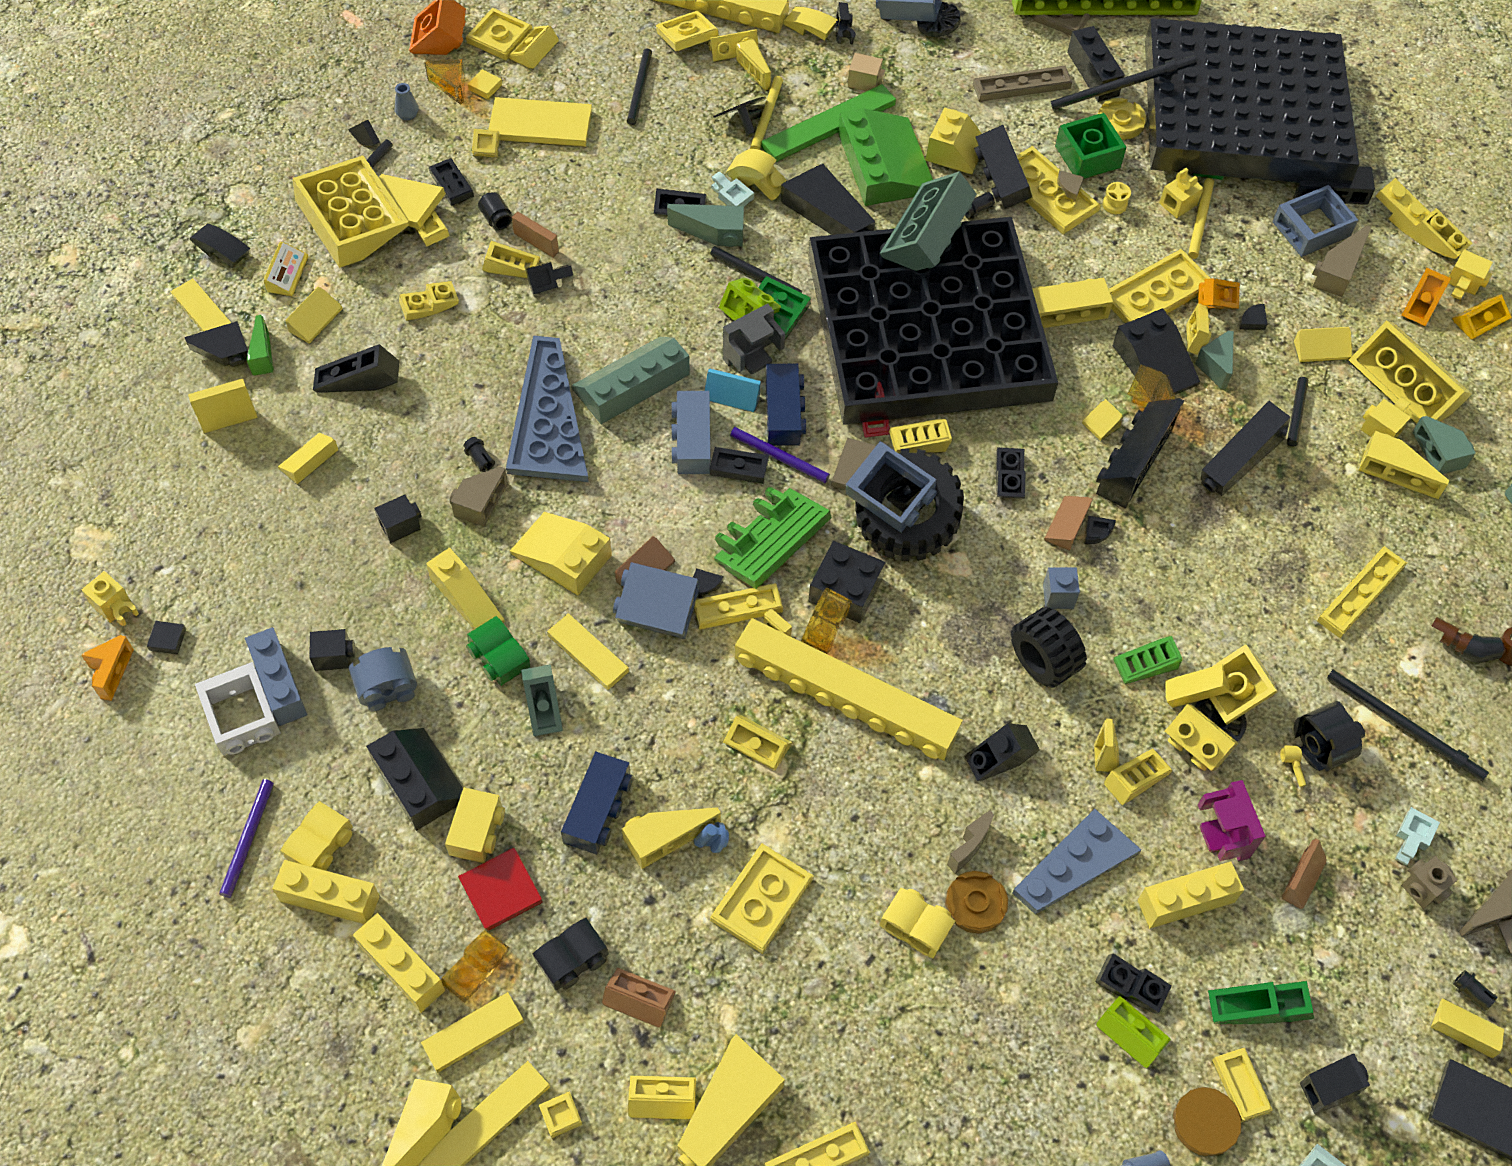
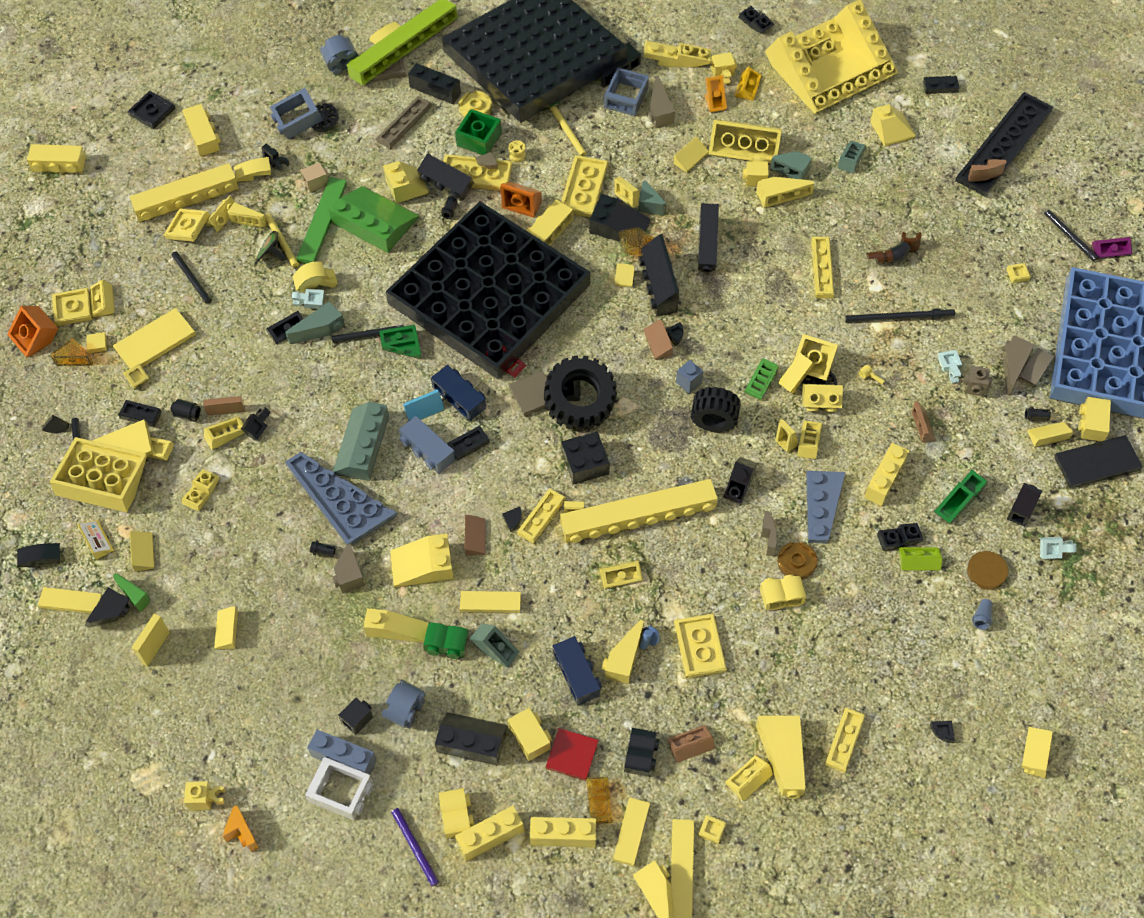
camera: 40 degrees left, 0 degrees up
(166, 637) = (254, 788): black tile -> none
(360, 371) = (204, 561): black slope -> none
(398, 518) = (316, 618): black brick -> none
(405, 103) = (62, 389): sand blue cone -> none
(656, 600) = (502, 545): sand blue brick -> none
(744, 297) = (386, 354): lime bracket -> none
(748, 336) = (408, 371): dark grey panel -> none
(770, 543) = (525, 468): bright green hinge -> none
(779, 454) = (482, 421): dark purple bar -> none
(825, 202) = (371, 266): black slope -> none
(826, 620) = (597, 485): clear yellow slope -> none
(877, 458) = (571, 373): sand blue window -> none
(930, 222) = (443, 235): sand green slope -> none
(937, 432) = (551, 344): light yellow slope -> none
(1010, 473) = (606, 339): black slope -> none
(1065, 249) = (520, 199): none -> orange slope
(1171, 67) = (484, 59): black bar -> none
(1181, 194) = (548, 125): light yellow brick -> none
(1219, 294) = (617, 166): light orange slope -> none
(1237, 826) = (875, 423): magenta panel -> none
(1242, 1084) = (985, 540): light yellow tile -> none
(1254, 318) = (645, 165): black tile -> none
(1297, 411) = (708, 196): black bar -> none
(1329, 736) = (876, 348): black brick -> none

